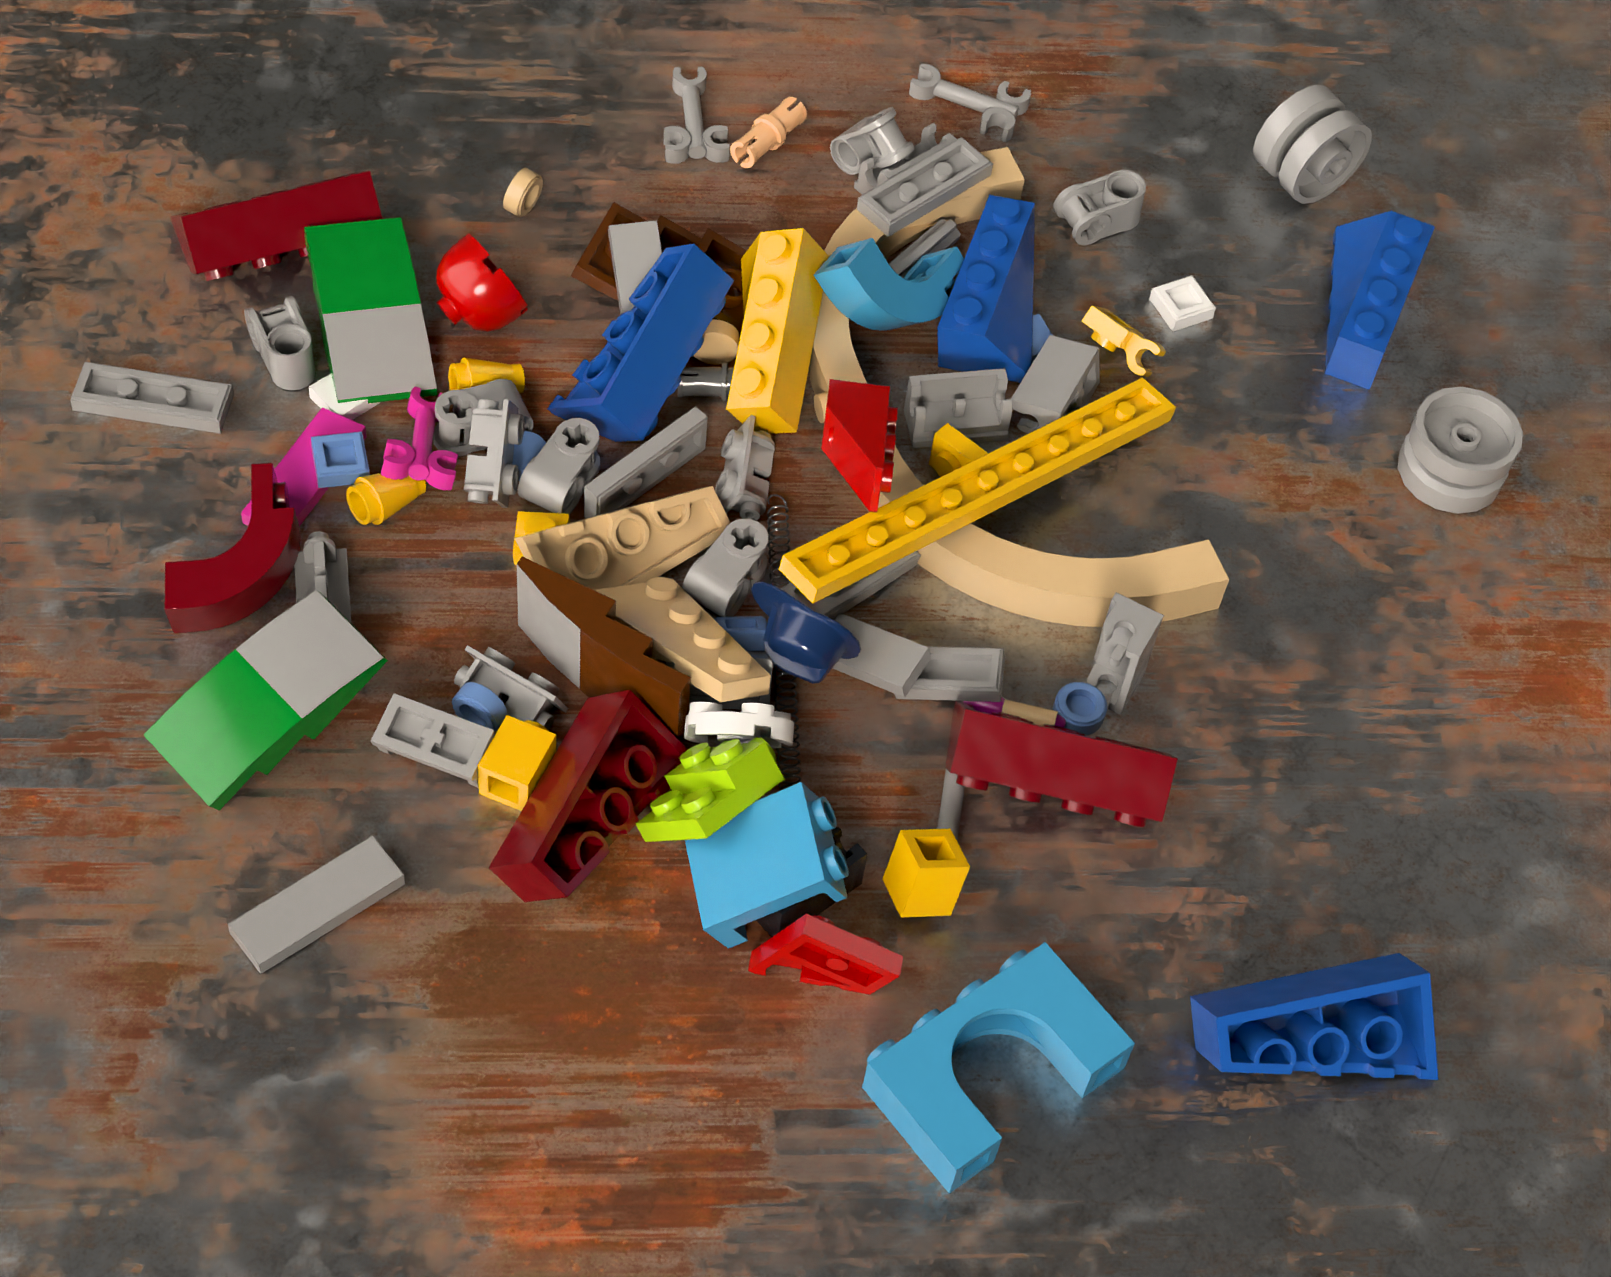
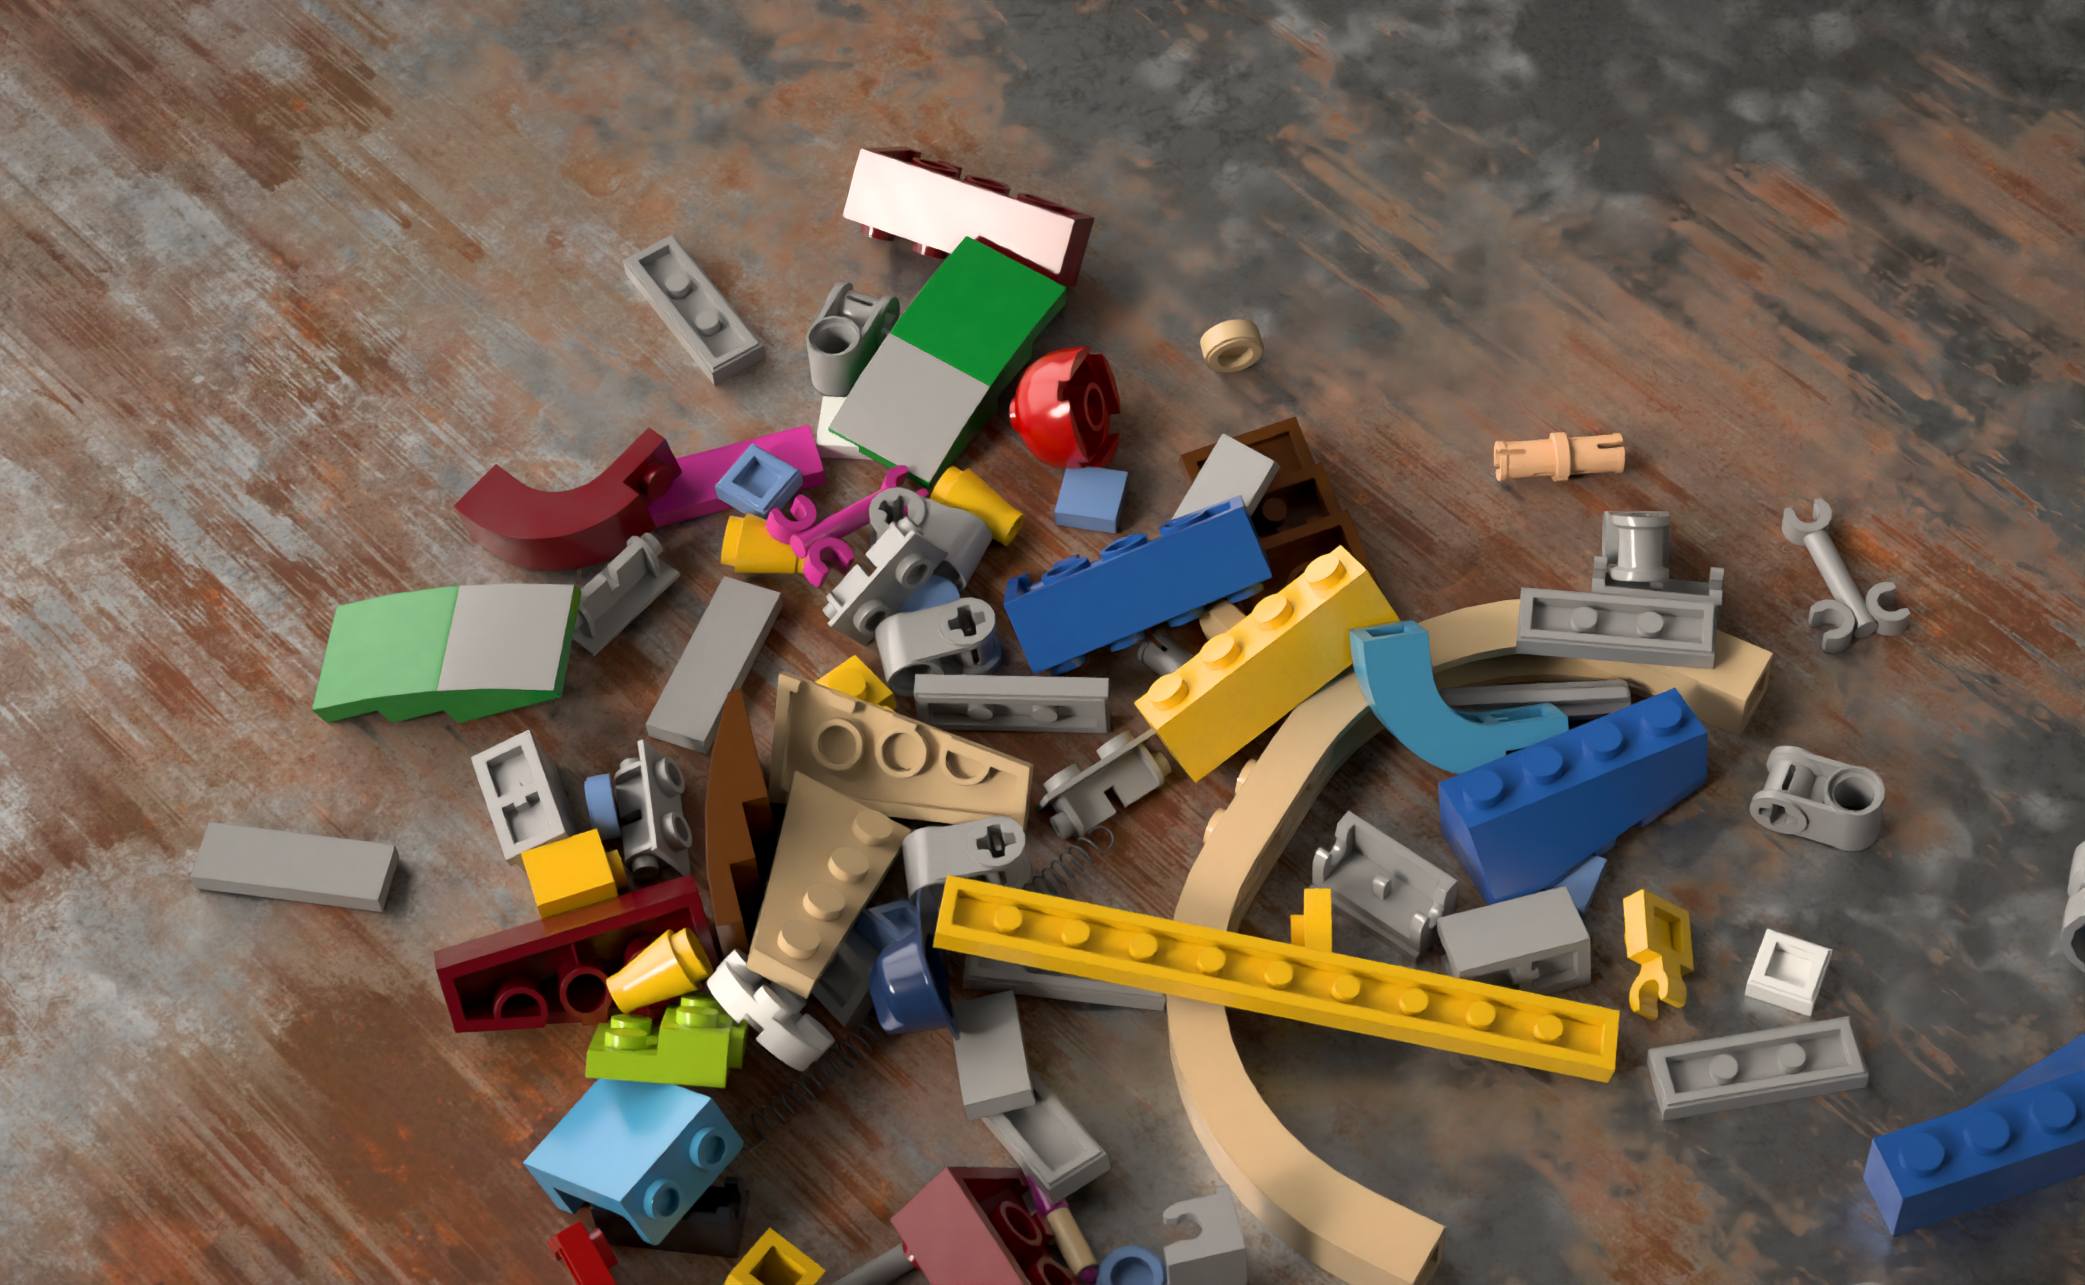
camera: 60 degrees right, 0 degrees up
(435, 583) = (714, 664): none -> light grey tile
(541, 331) = (1092, 499): none -> medium blue tile
(656, 754) = (662, 971): none -> yellow cone
(694, 140) = (1489, 412): light grey bar -> none
(861, 437) = (1195, 819): red slope -> none
(1224, 360) = (1757, 1068): none -> light grey tile

